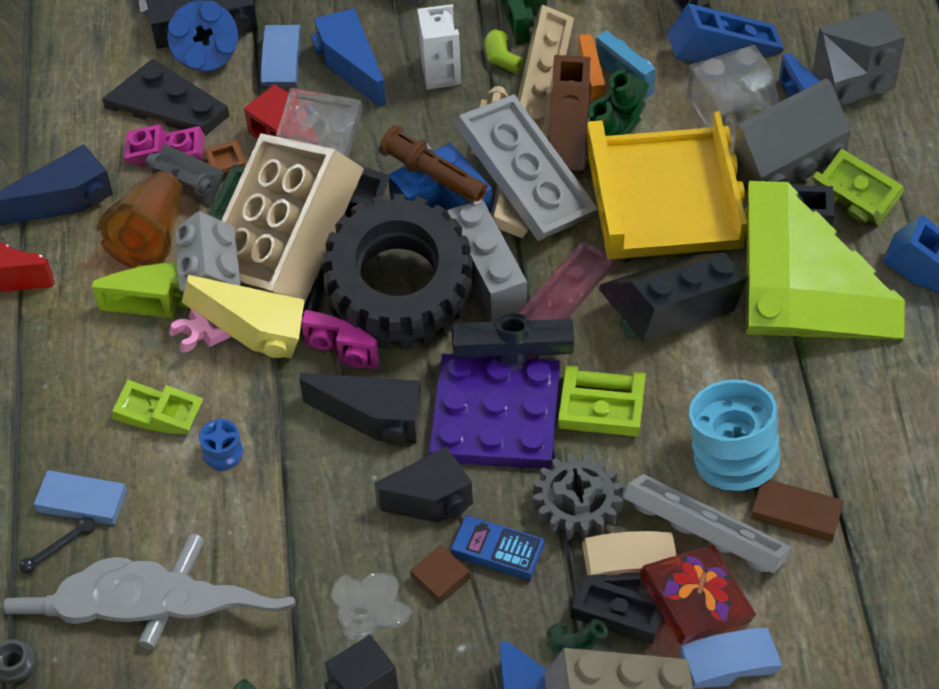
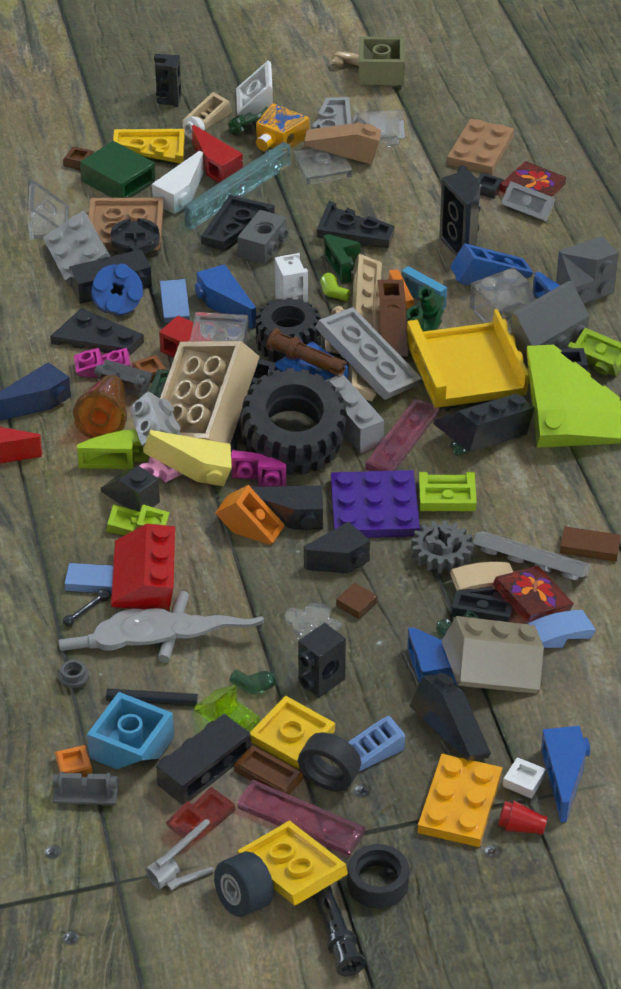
camera: 10 degrees left, 10 degrees down
(146, 494) = (144, 568): none -> red slope
(161, 357) = (133, 489): none -> black slope
(212, 439) = (188, 538): blue wheel -> none
(313, 418) = (249, 516): none -> orange slope
(424, 97) = (292, 318): none -> black tyre
(498, 547) = (393, 582): tile -> none
(512, 338) = (380, 455): black piece -> none
(735, 434) = (542, 498): medium azure wheel -> none

